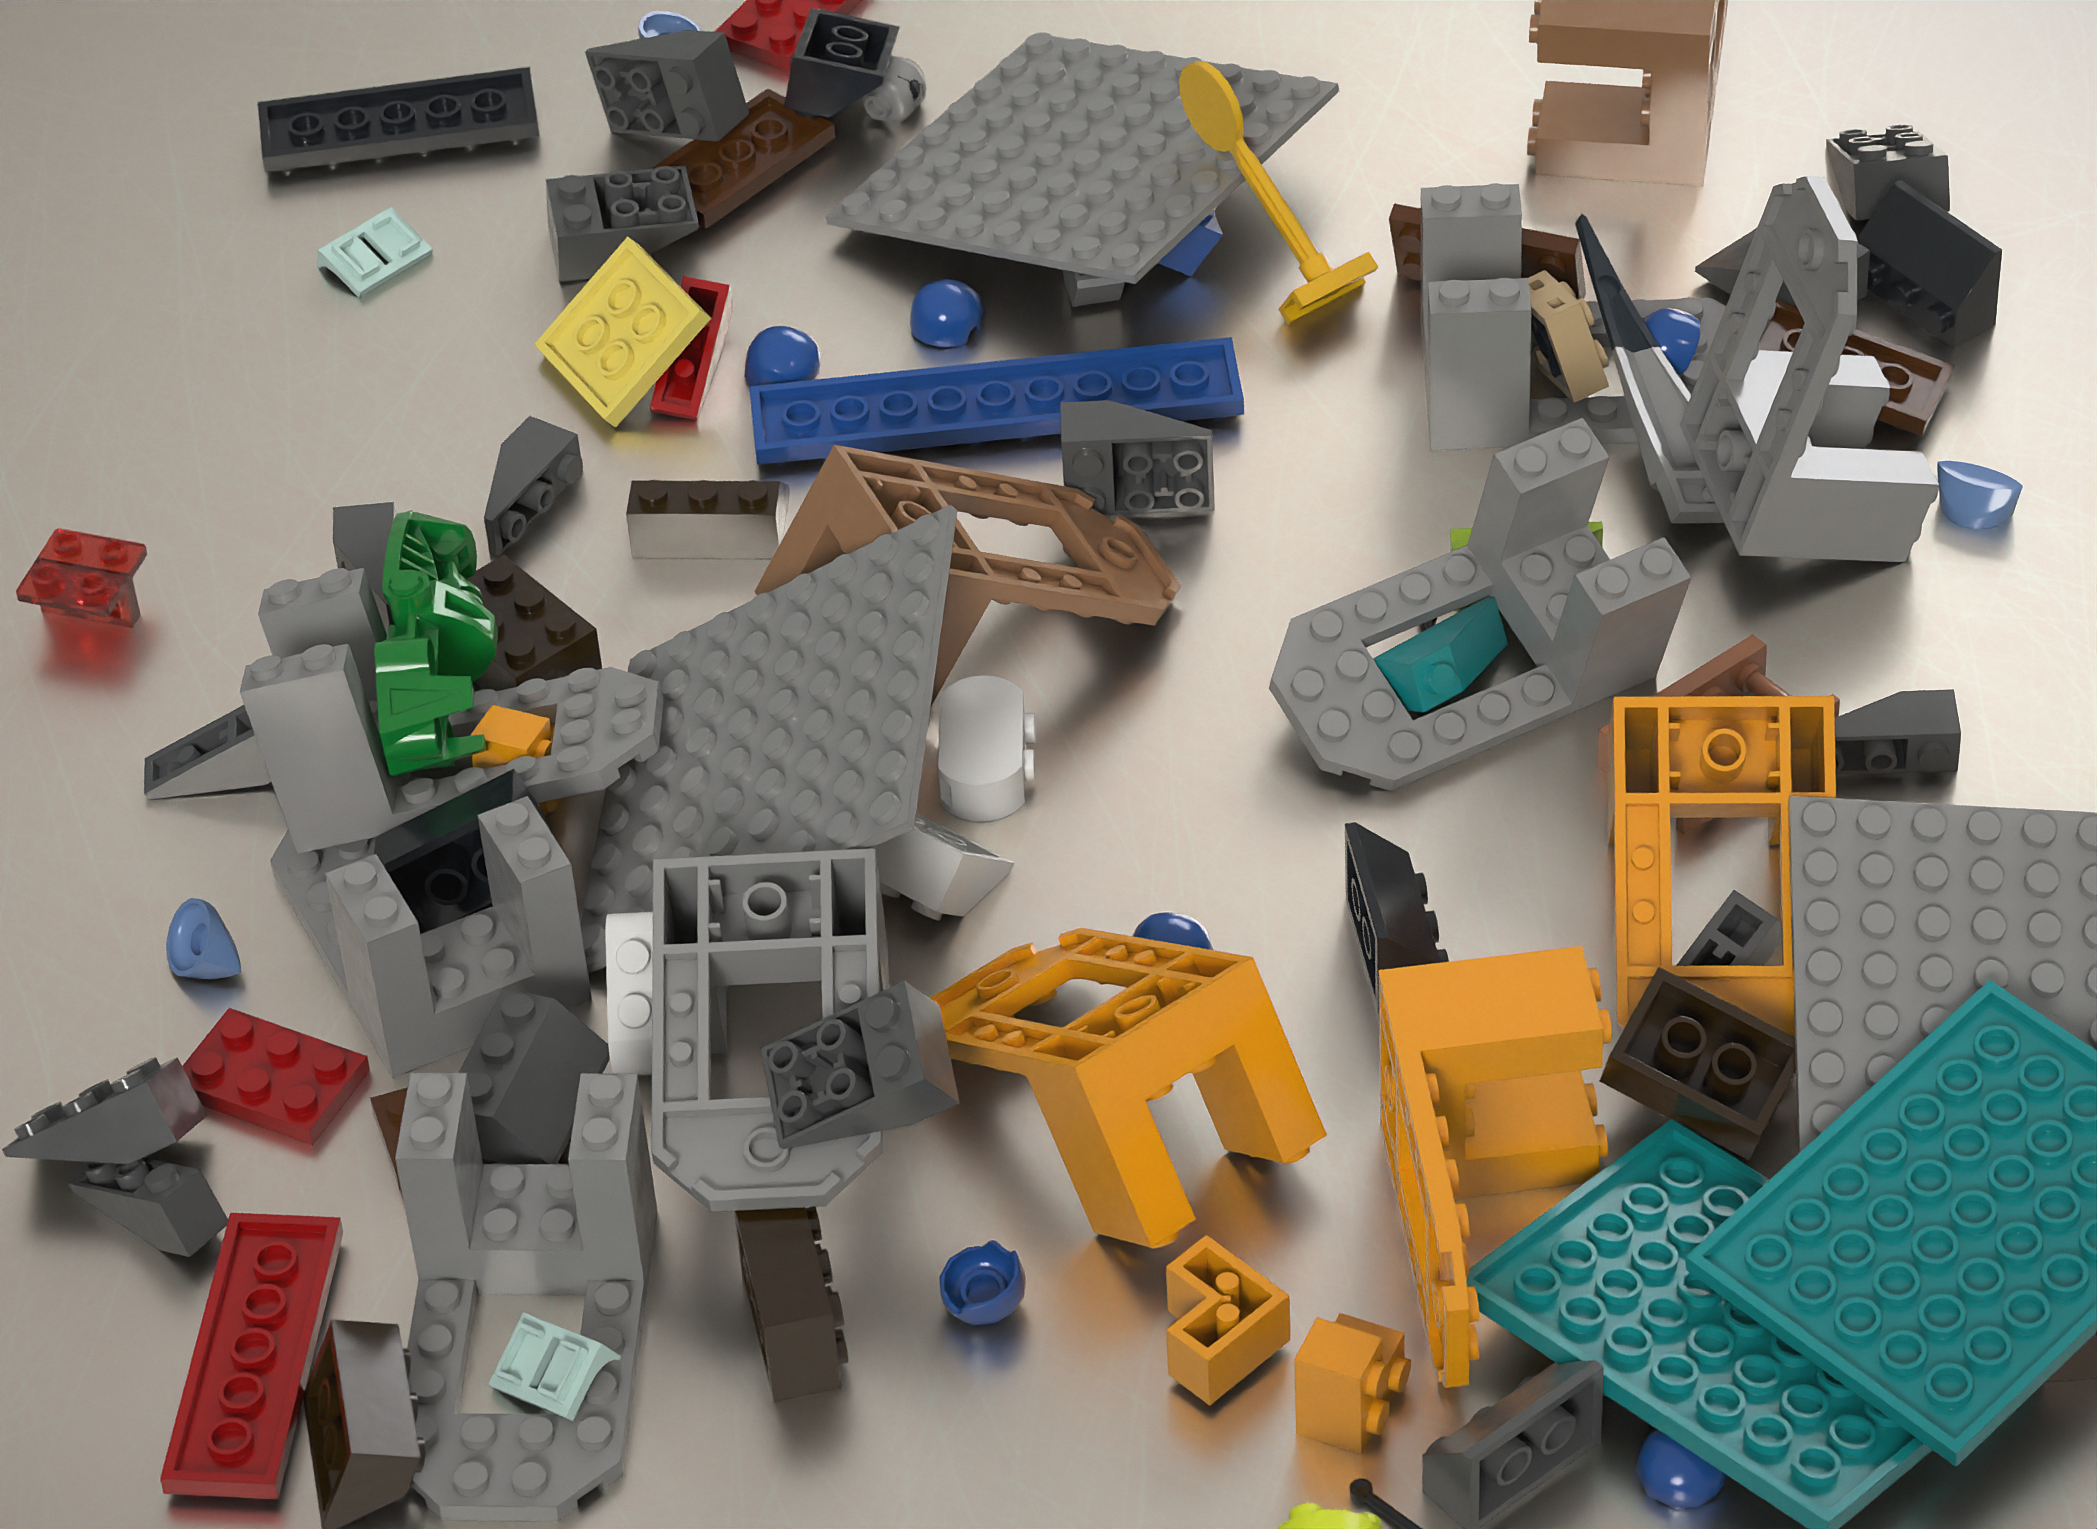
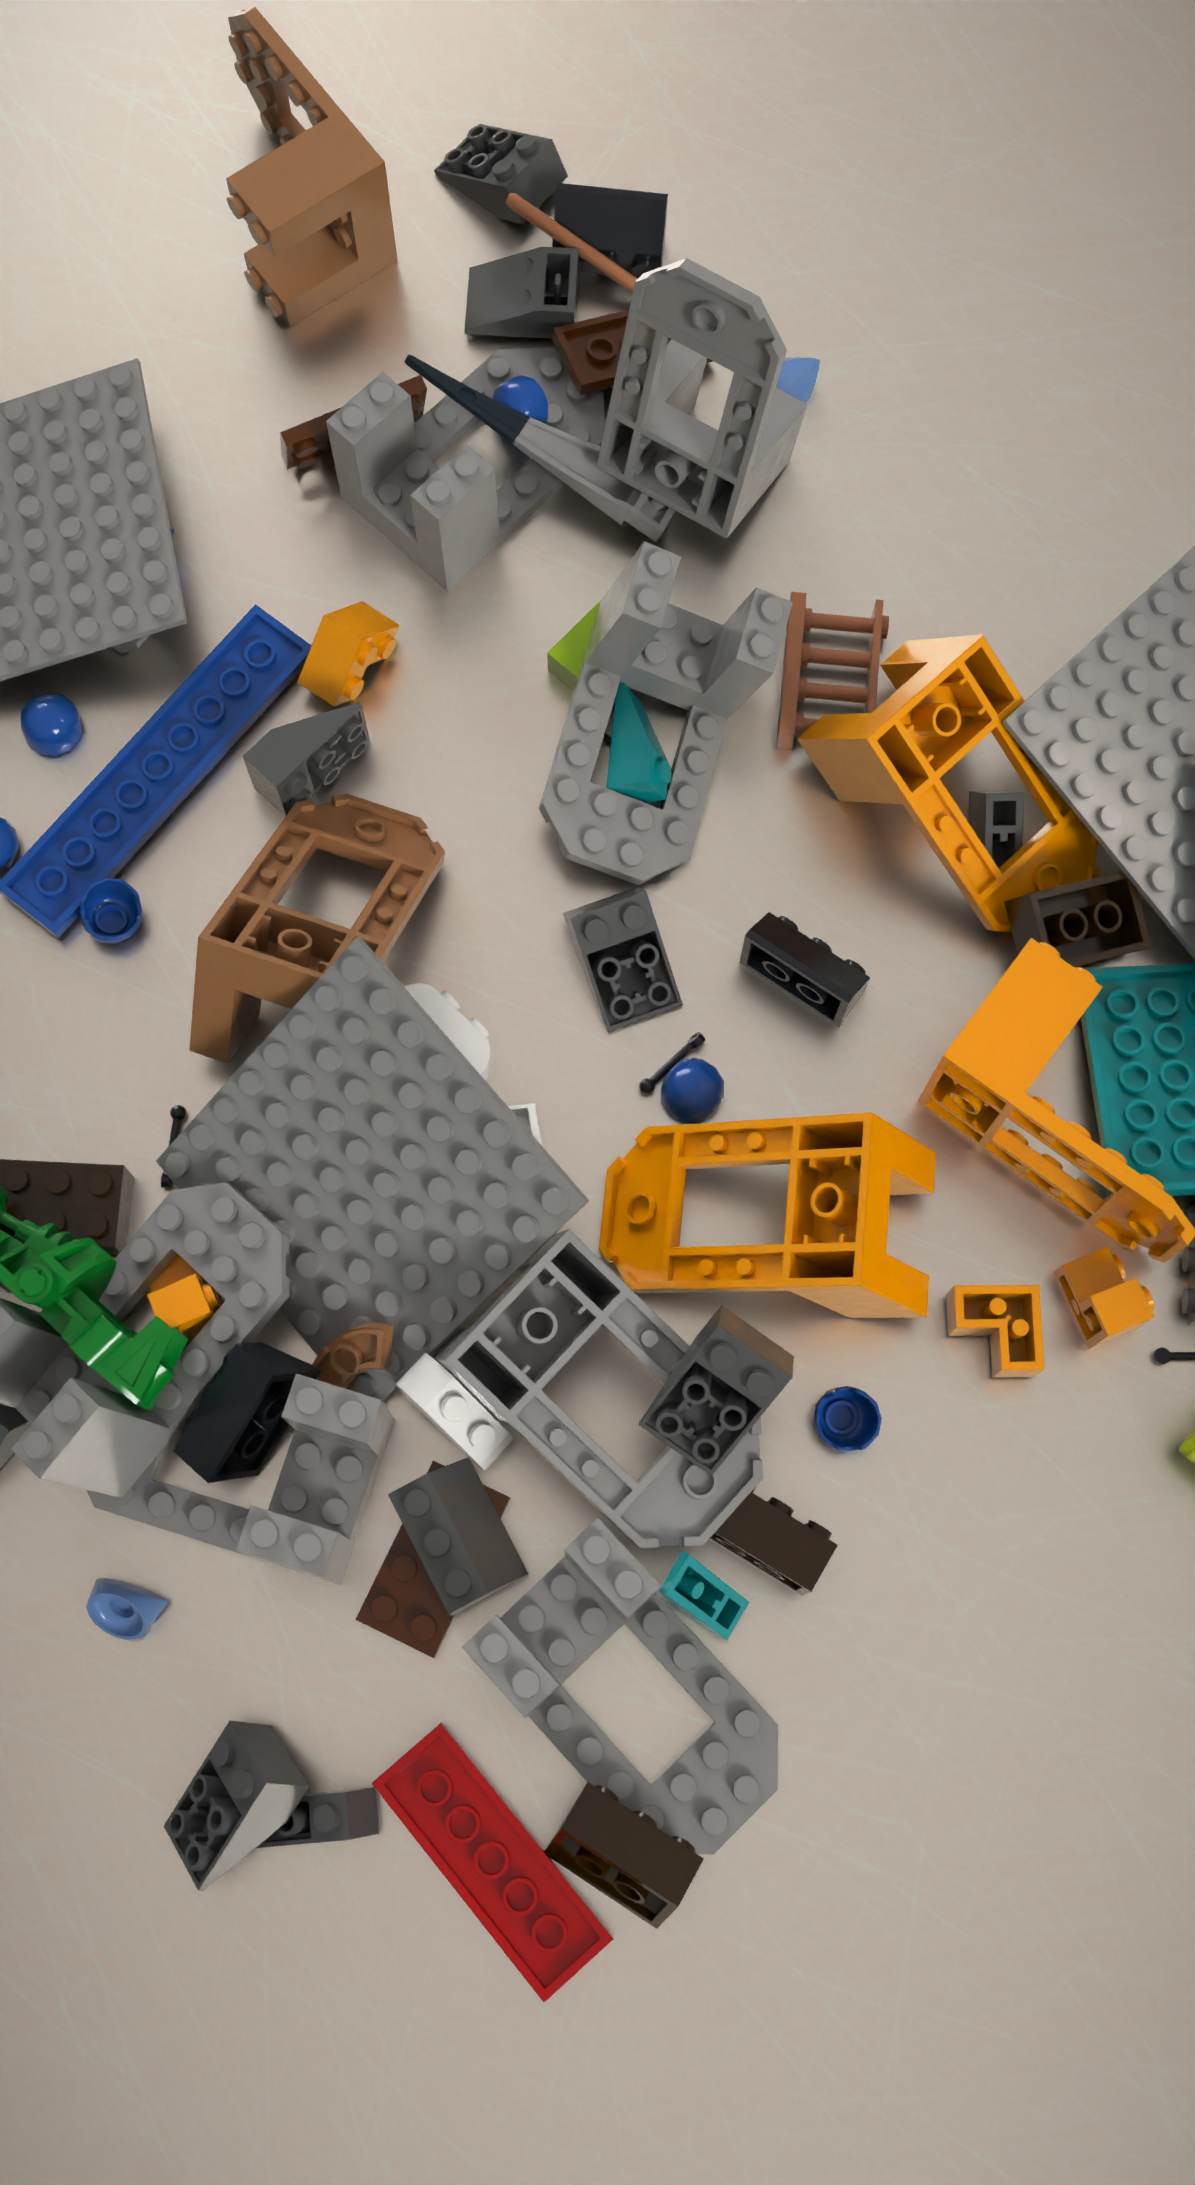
camera: 50 degrees left, 30 degrees up
(273, 1075) = (270, 1657): red plate -> none
(568, 1373) = (697, 1698): light aqua piece -> none
(612, 892) = (355, 1352): none -> medium nougat tile
(668, 1262) = (703, 1596): none -> teal slope
(706, 519) = (75, 1005): slope -> none
(809, 454) = (110, 910): none -> blue hair
(1218, 920) = (648, 1084): none -> black hinge
(1220, 124) = (121, 453): yellow piece -> none
(1233, 803) = (623, 958): none -> dark grey slope
(1265, 405) = (344, 649): none -> light orange brick
(1564, 338) = (447, 436): tan piece -> none
(1880, 261) = (570, 240): none -> nougat bar
(1900, 735) = (928, 588): dark grey slope -> none

